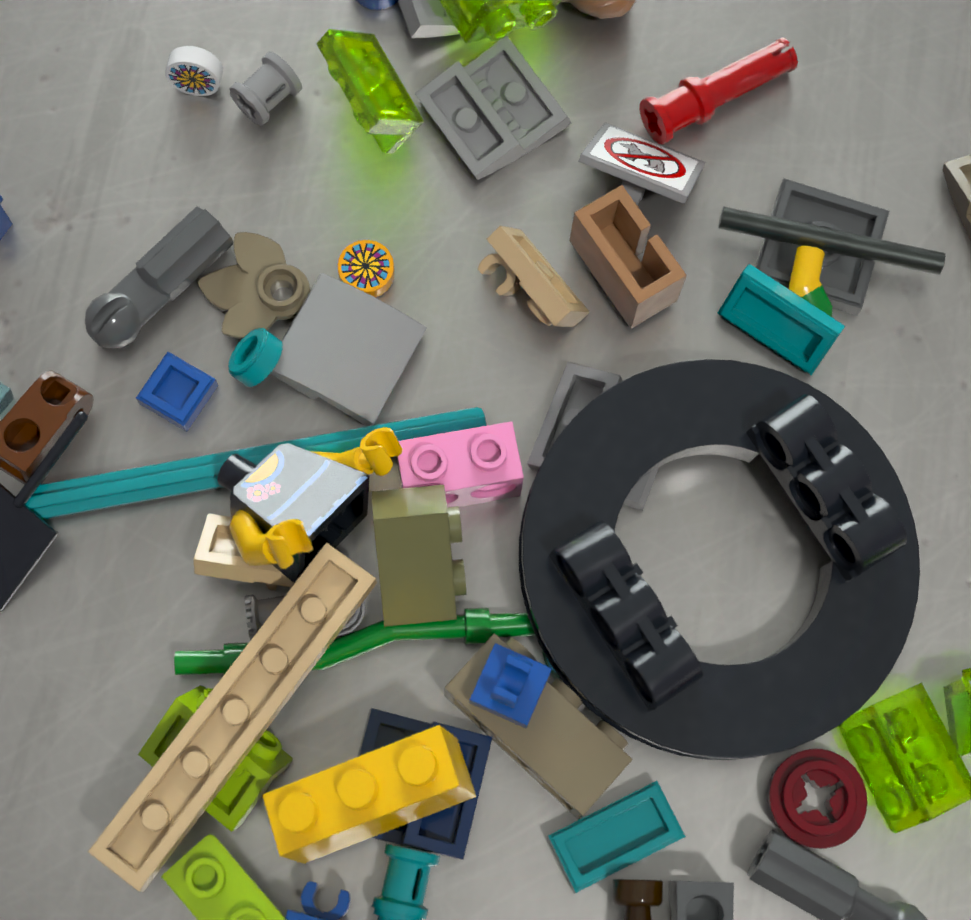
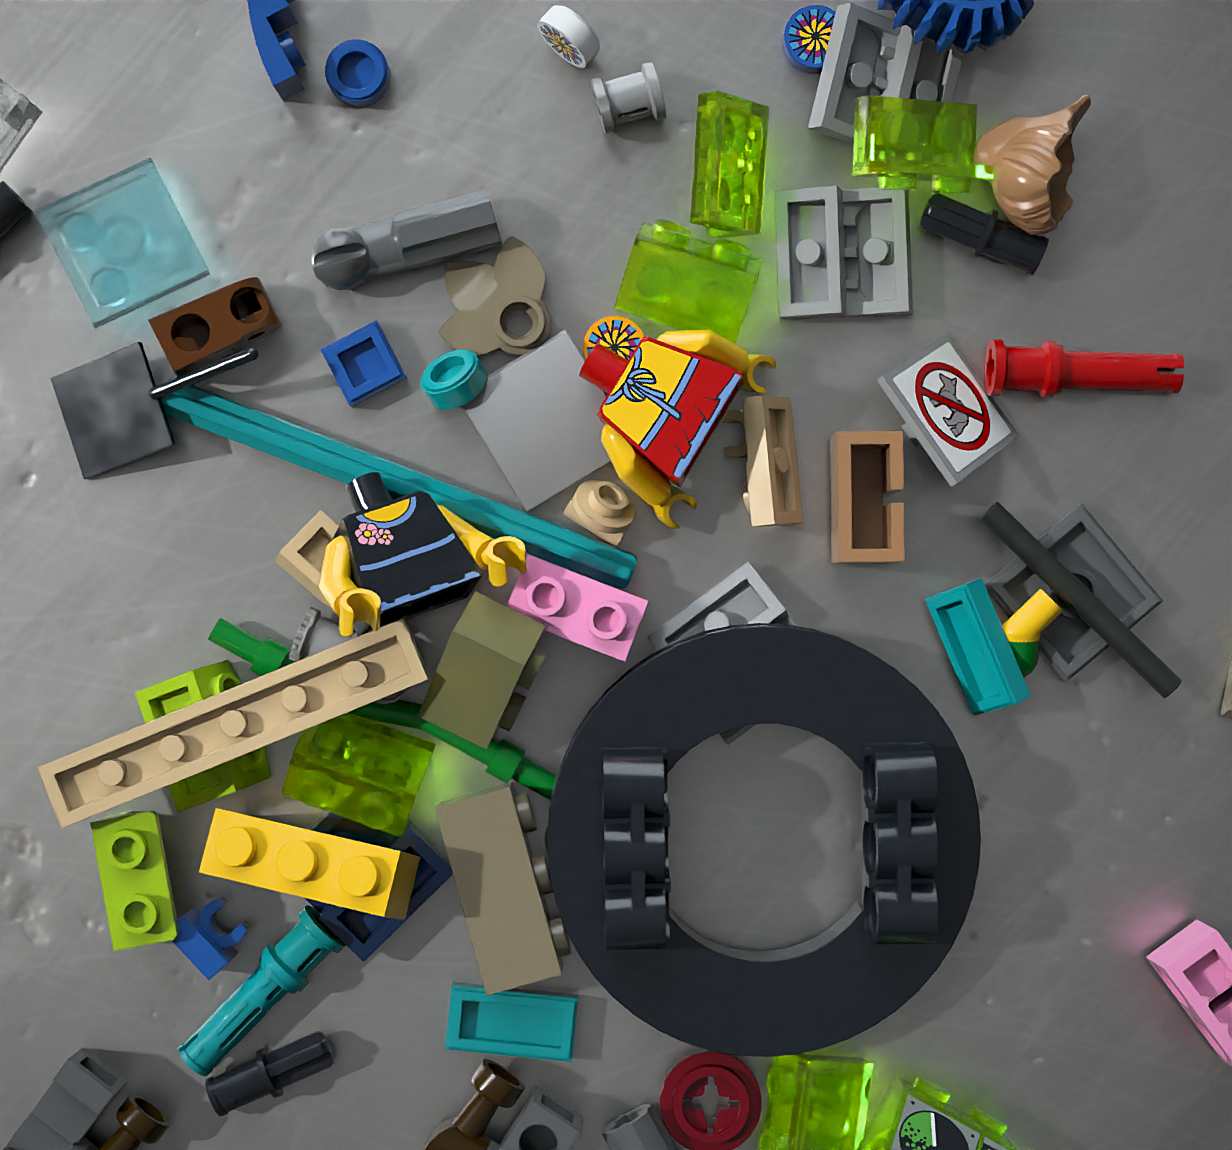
camera: 35 degrees right, 15 degrees up
(47, 187) = (357, 73): none -> blue tile
(362, 703) = (359, 771): none -> clear neon green bracket
(393, 190) = (688, 280): none -> clear neon green bracket
(430, 390) = (601, 509): none -> tan plate
(434, 278) = (667, 407): none -> torso
(510, 685) = (492, 845): blue tile -> none
(585, 38) = (983, 233): none -> black axle

